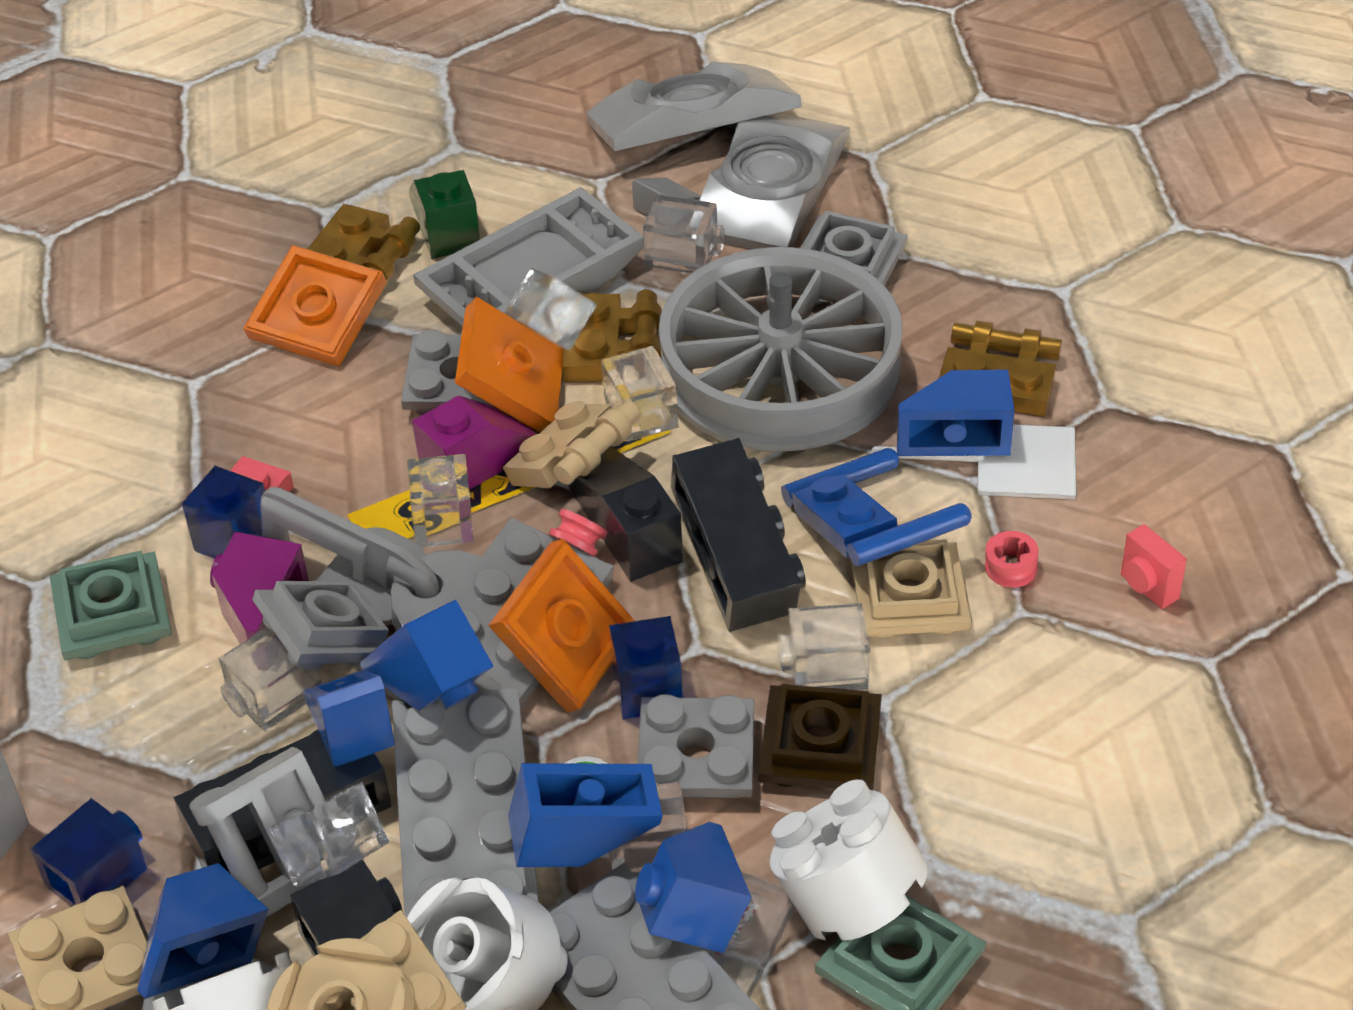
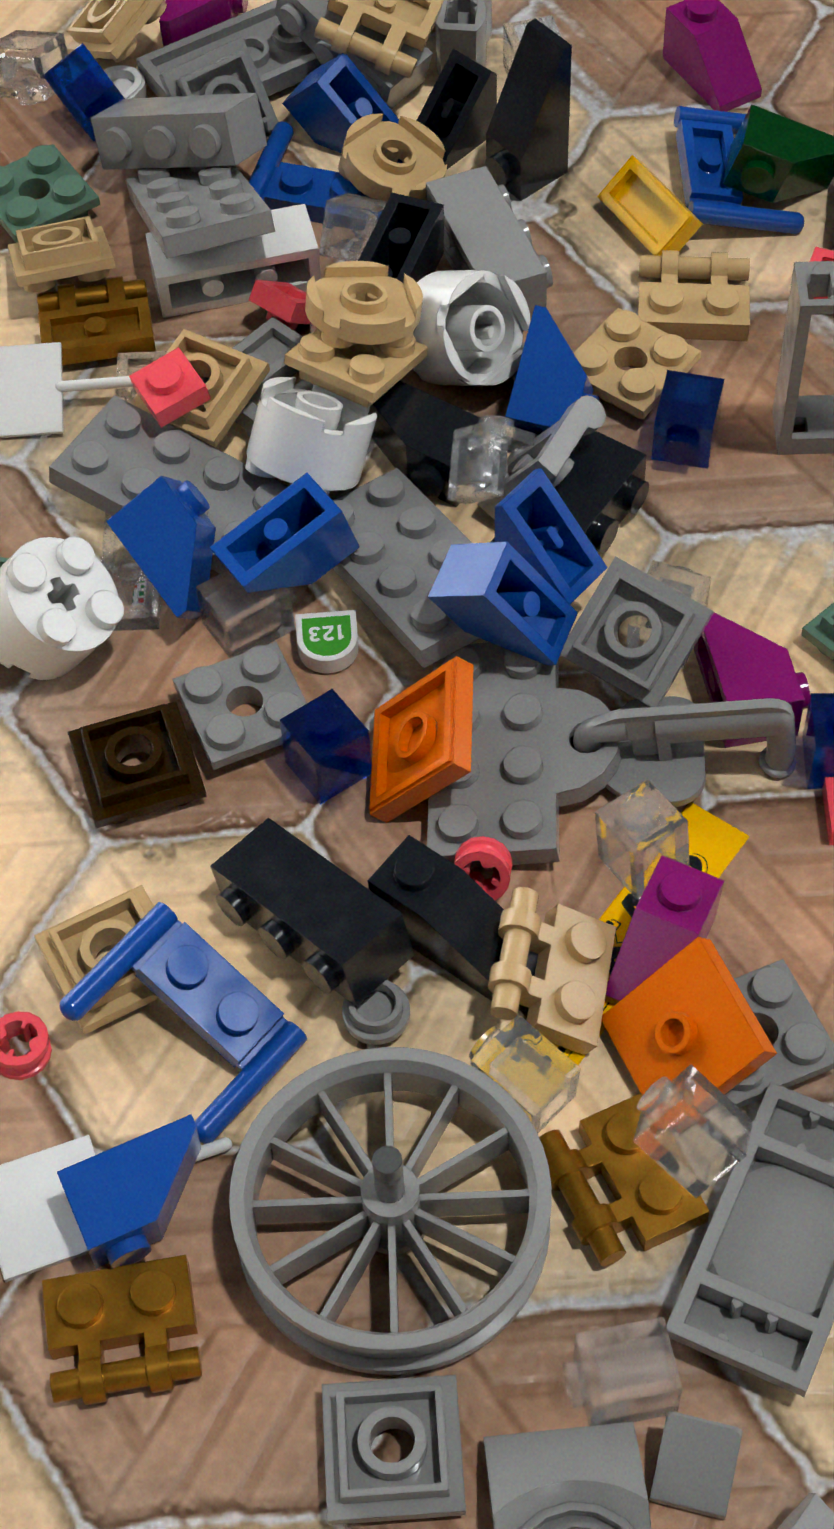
camera: 155 degrees right, 10 degrees up
(826, 647) = (165, 839): clear brick -> none

